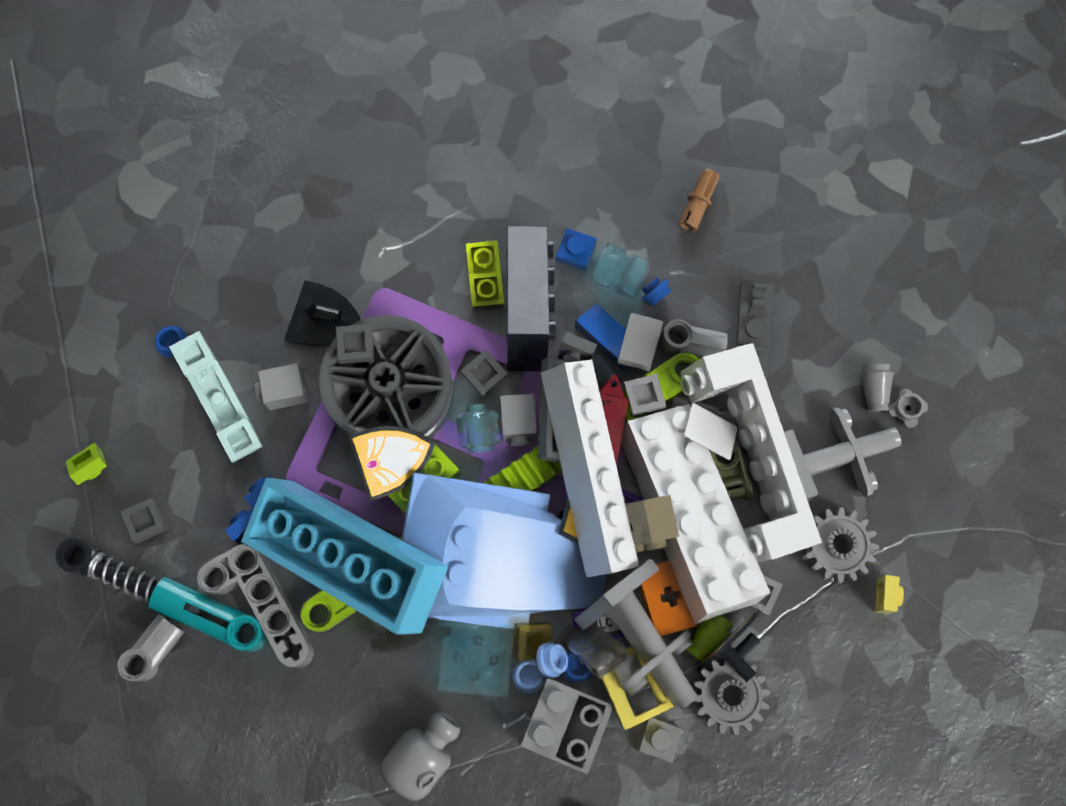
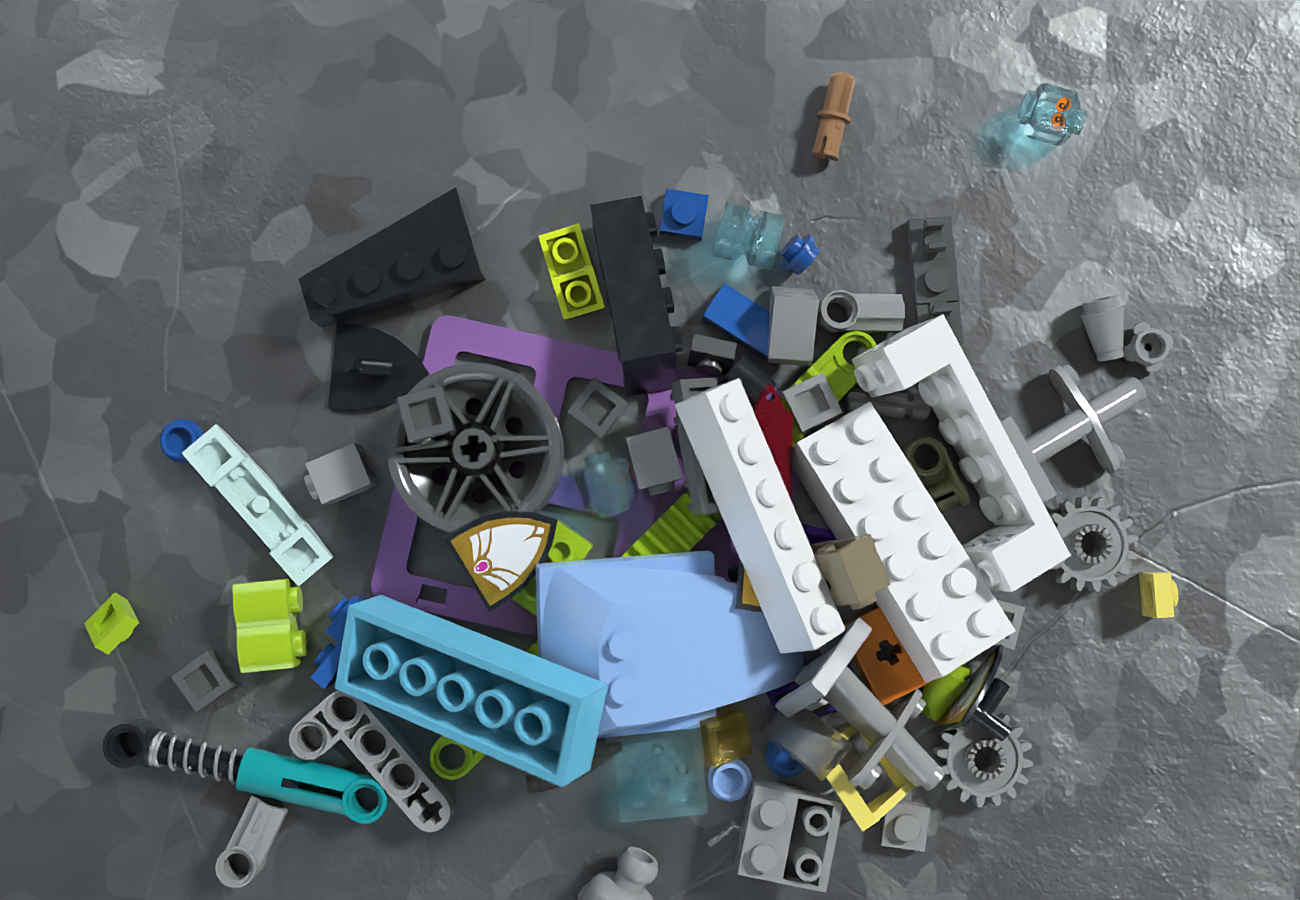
camera: 15 degrees left, 10 degrees up
(202, 487) = (268, 625): none -> lime brick
(357, 245) = (399, 264): none -> black wedge
(551, 659) = (755, 759): light blue plate -> none
(710, 431) = (904, 433): white sticker -> none
(860, 225) = (1052, 114): none -> clear light blue head

